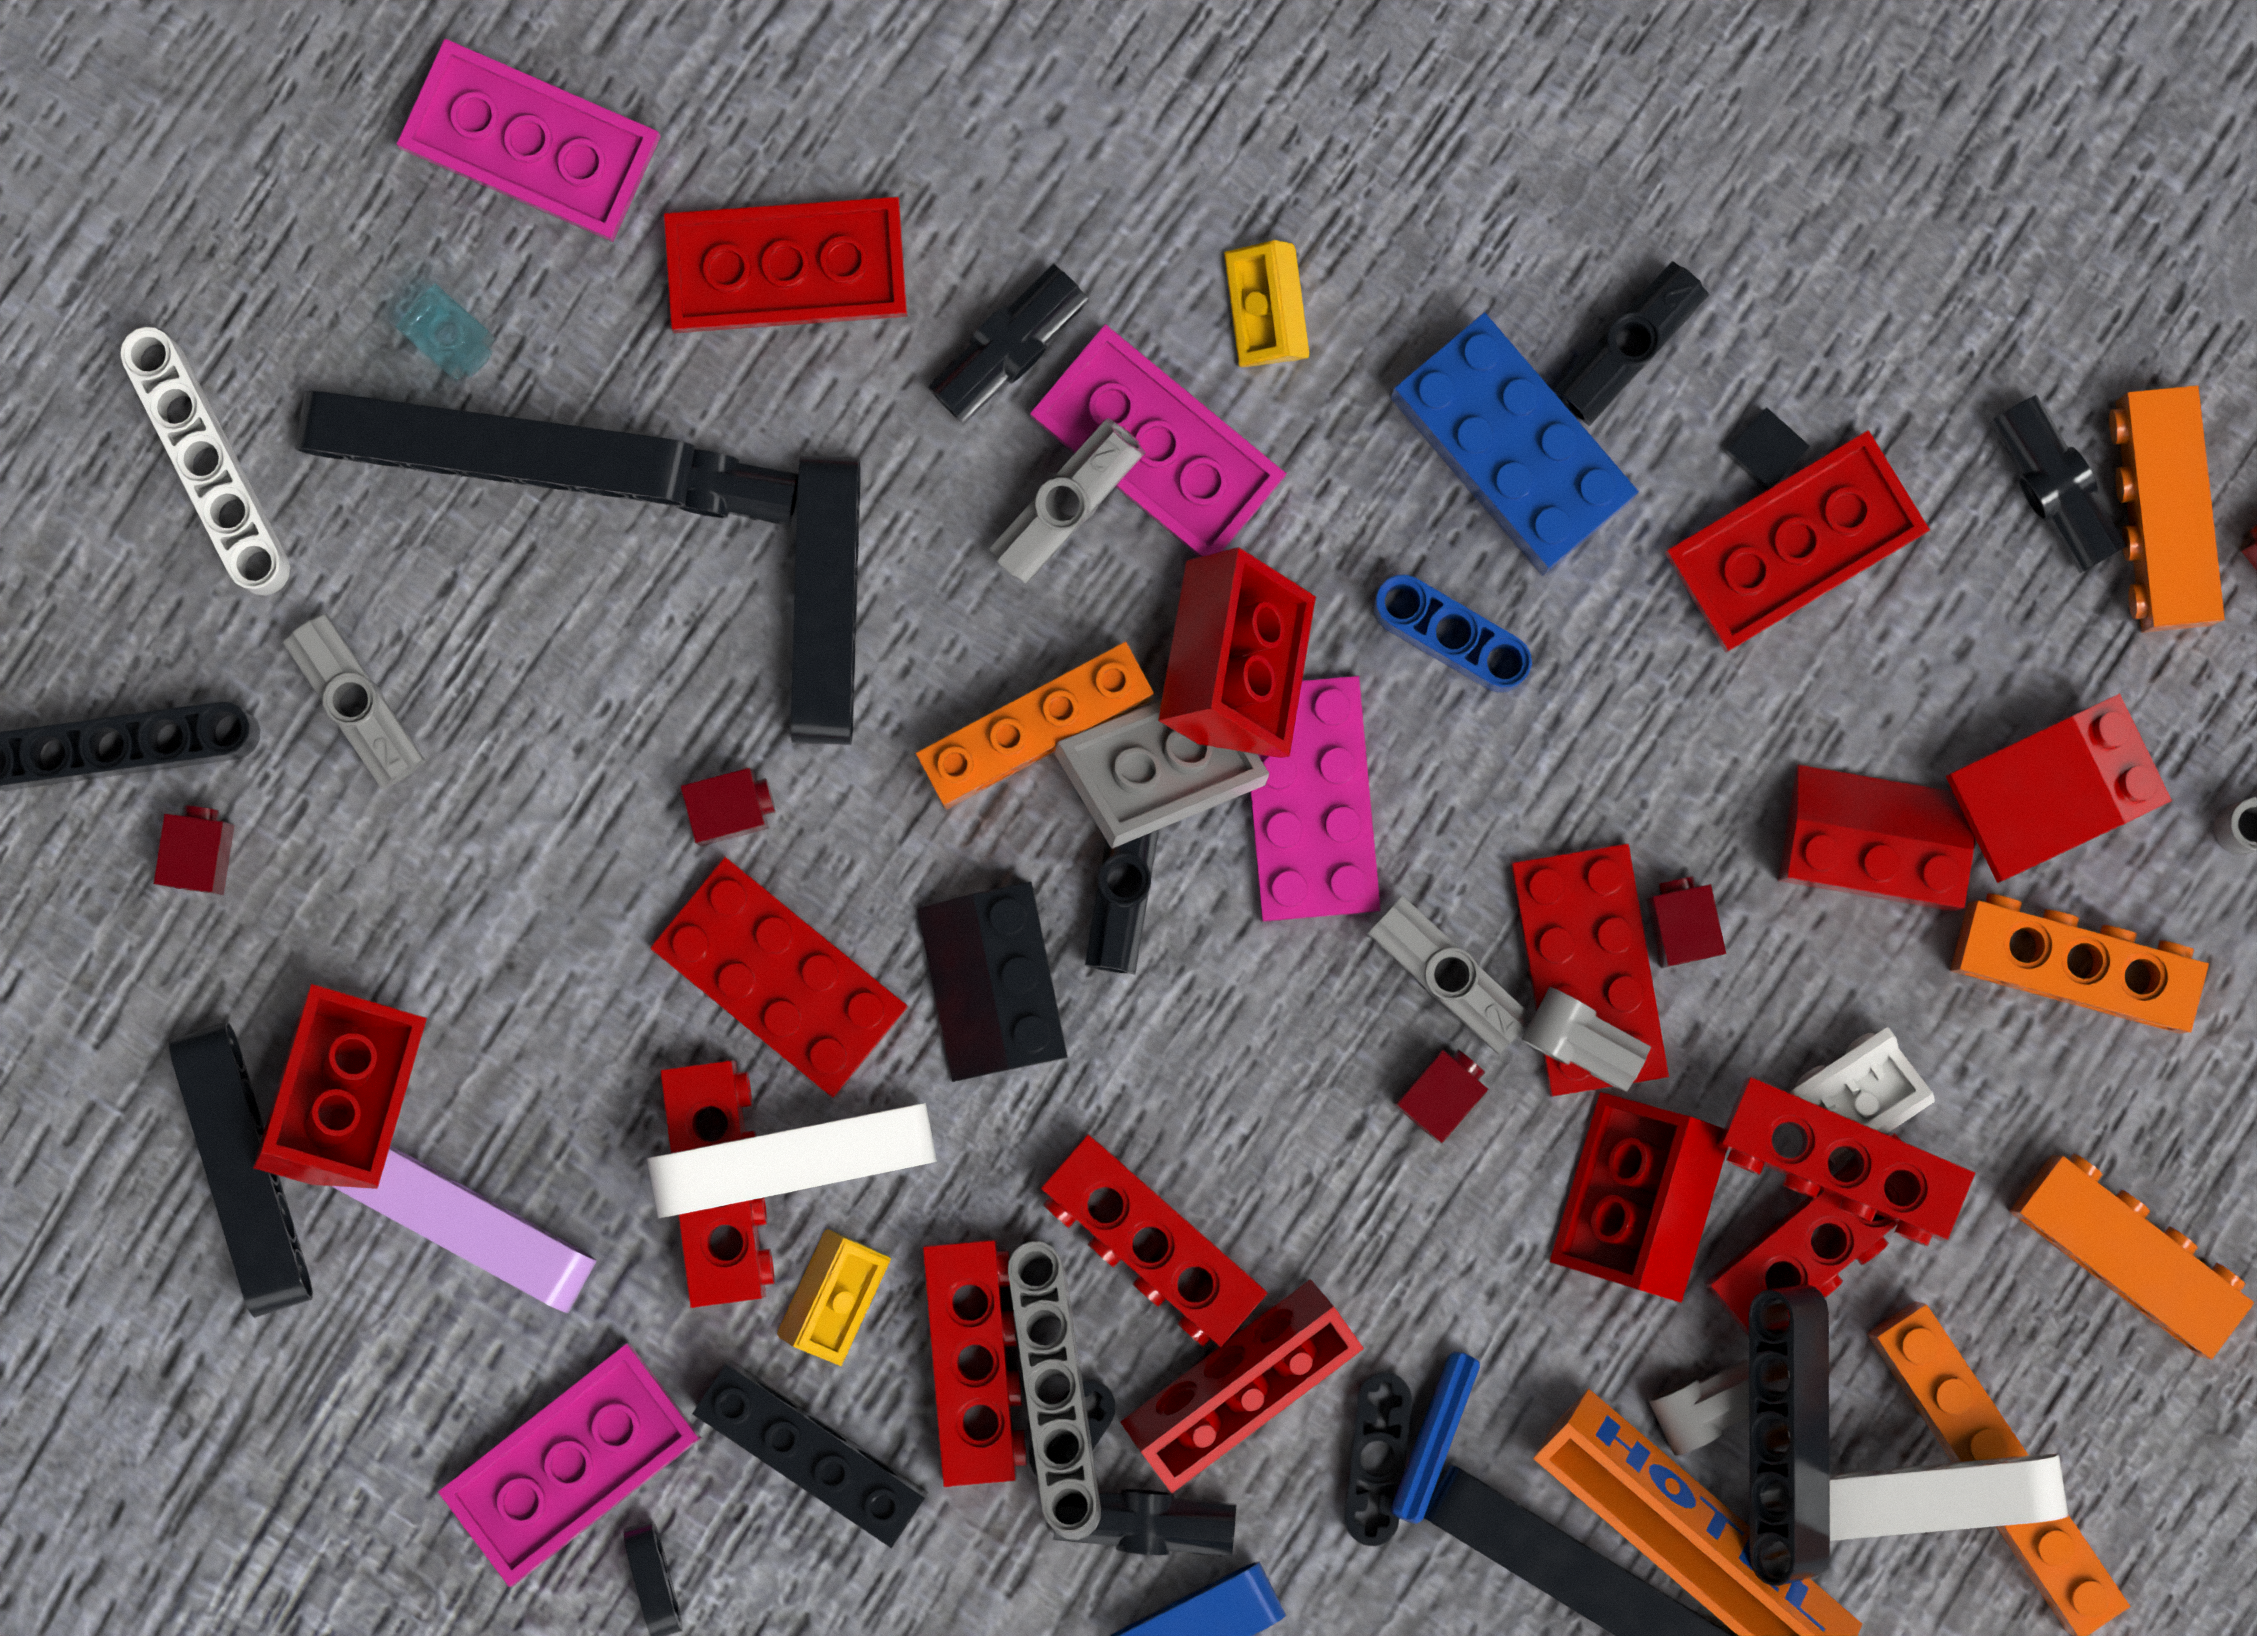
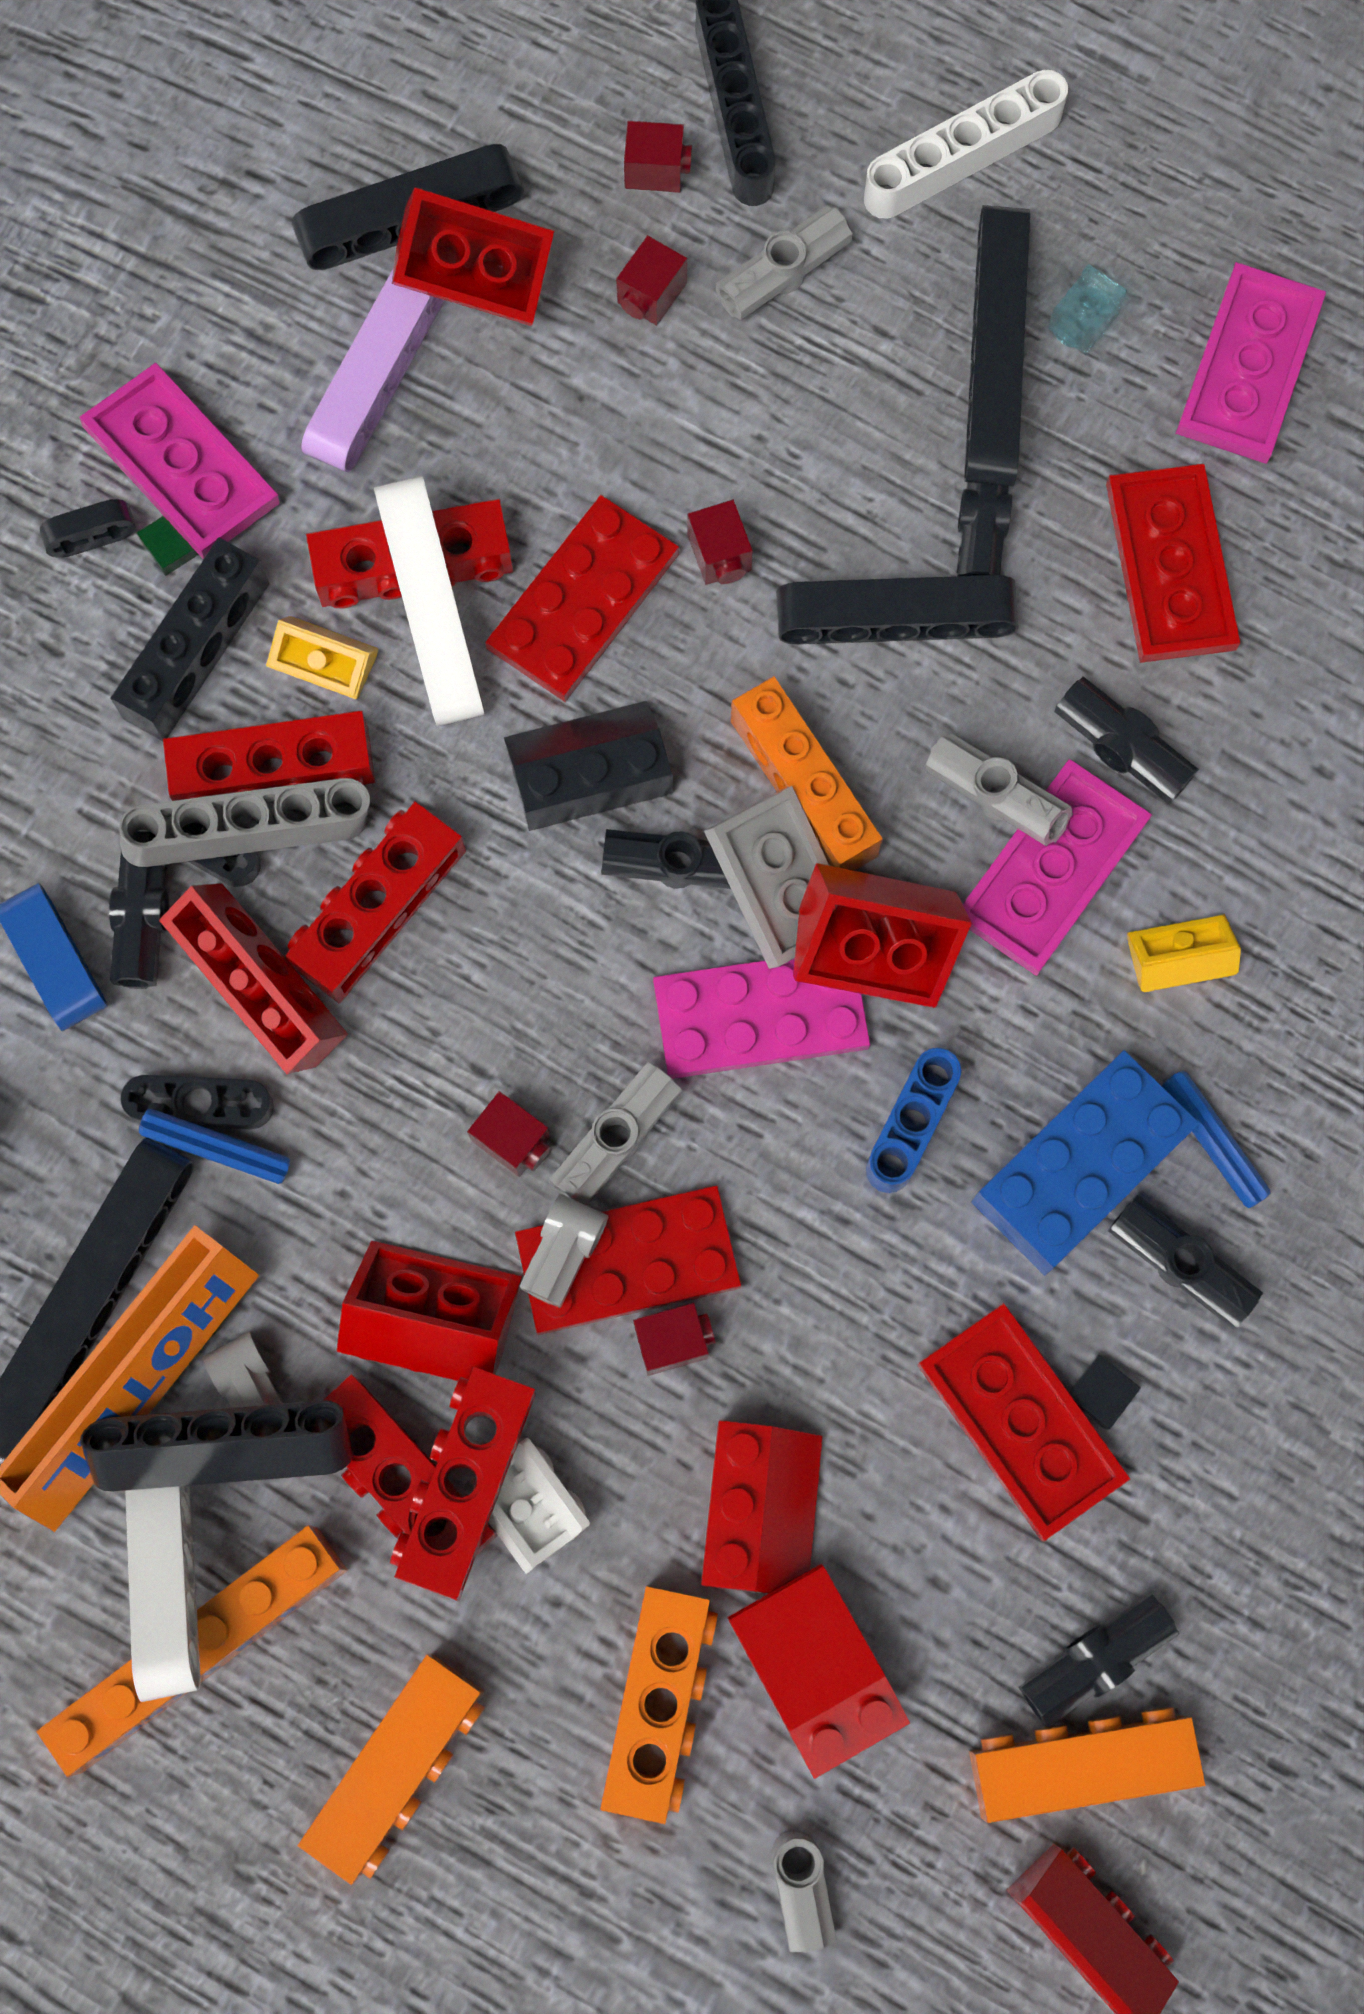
camera: 85 degrees right, 10 degrees down
(369, 869) = (651, 281): none -> dark red brick
(675, 1485) = (166, 545): none -> dark green tile
(1489, 292) = (1218, 1141): none -> blue axle

